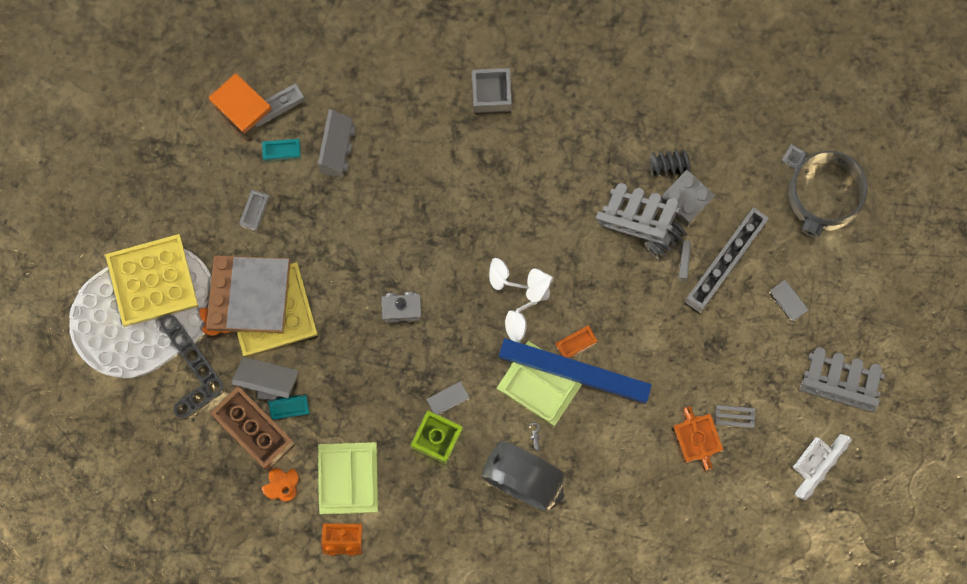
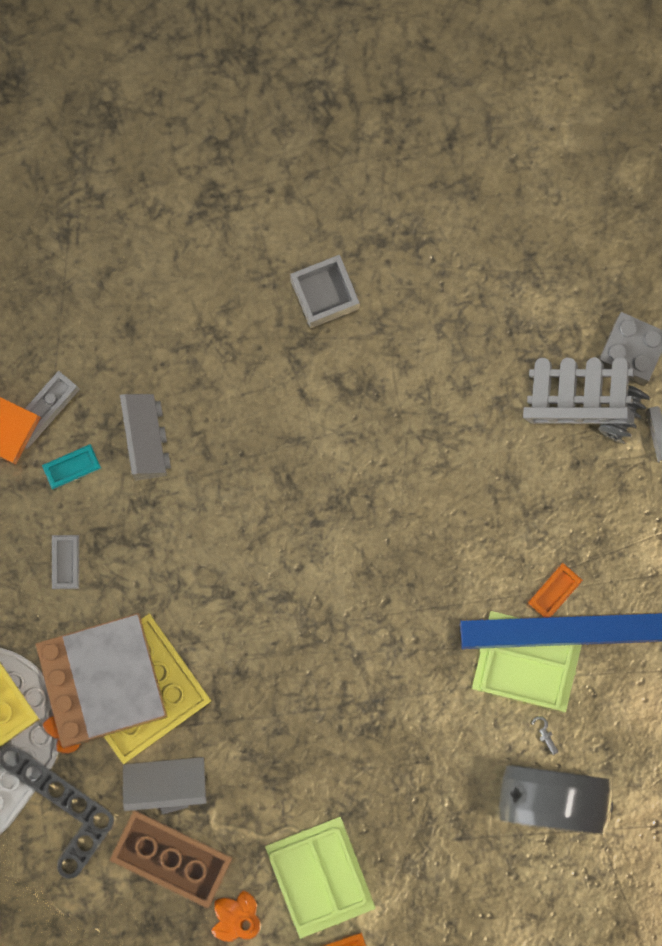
camera: 25 degrees left, 5 degrees up
(288, 407) = (201, 816): teal tile -> none
(401, 307) = (309, 626): light grey piece -> none
(436, 437) = (420, 784): lime brick -> none
(448, 398) = (414, 726): light grey tile -> none
(537, 291) = (483, 542): white plant -> none
(669, 162) = (592, 307): dark grey piece -> none

